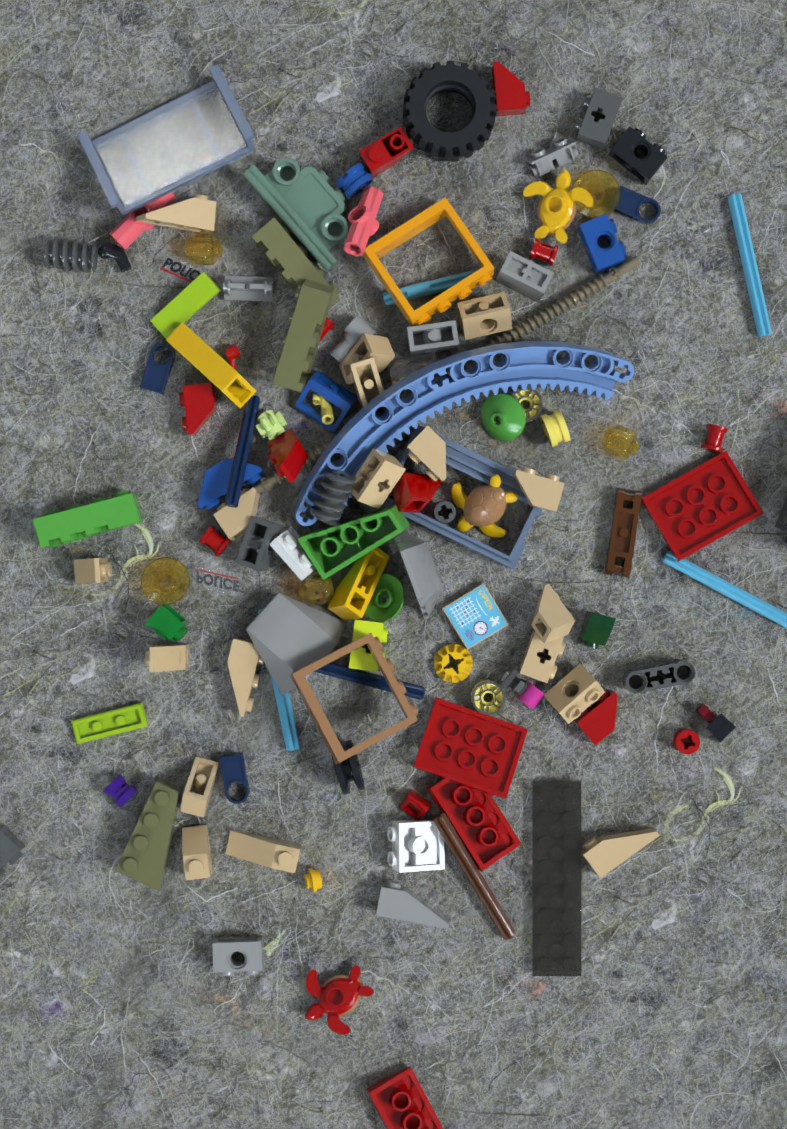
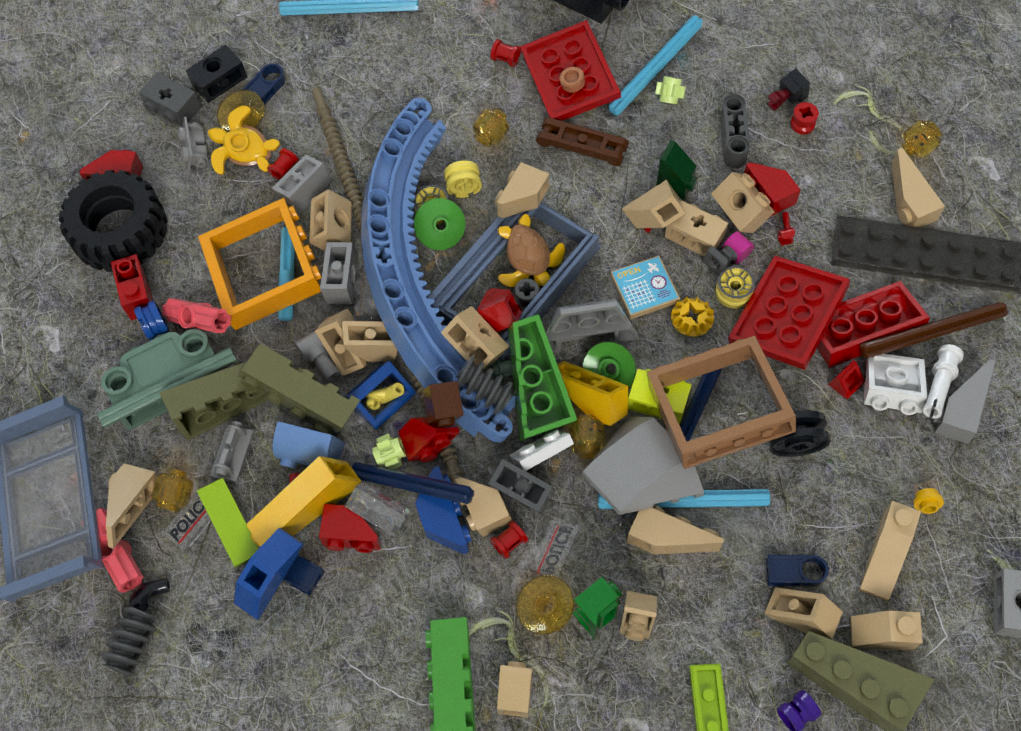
camera: 75 degrees left, 25 degrees down
(146, 352) = (265, 572): none -> blue slope
(217, 427) = (377, 508): none -> clear bracket
(260, 353) = (303, 446): none -> medium blue brick
(305, 465) = (443, 403): none -> reddish brown brick
(431, 452) = (461, 283): tan slope -> none
(433, 887) = (944, 372): none -> white pin
(552, 738) = (786, 235): none -> red hand
(601, 258) = (290, 115): blue brick -> none
(677, 853) = (922, 138): none -> clear yellow head
(687, 511) = (572, 79): none -> nougat tile
(694, 608) = (670, 90): none -> yellowish green gear

